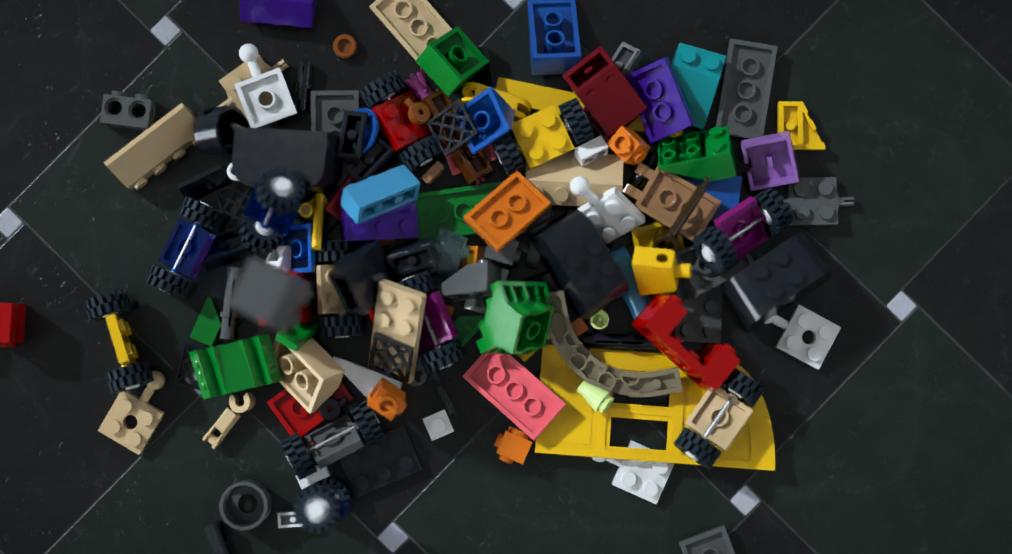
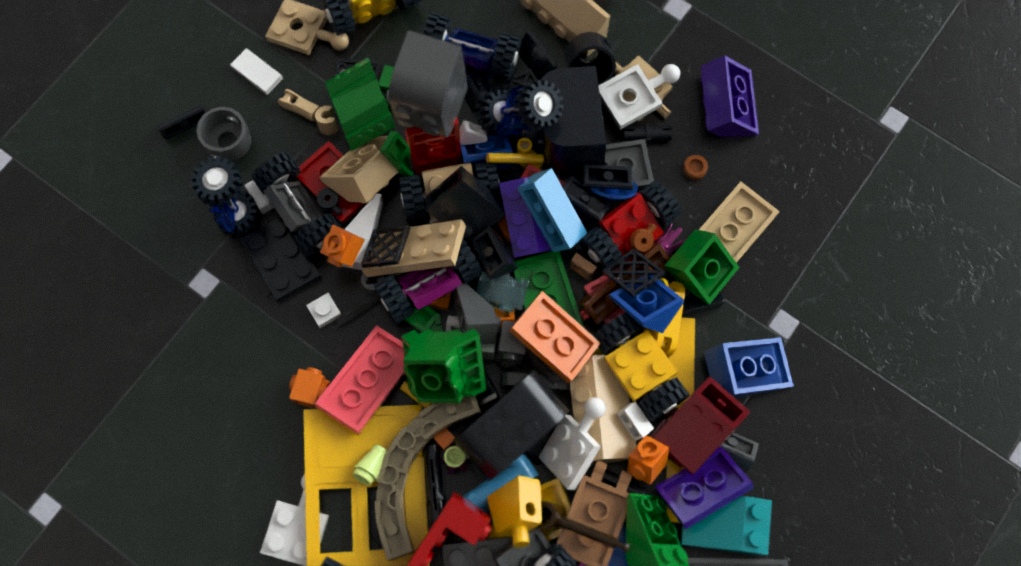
camera: 75 degrees right, 15 degrees down
(176, 467) = (256, 71): none -> white tile

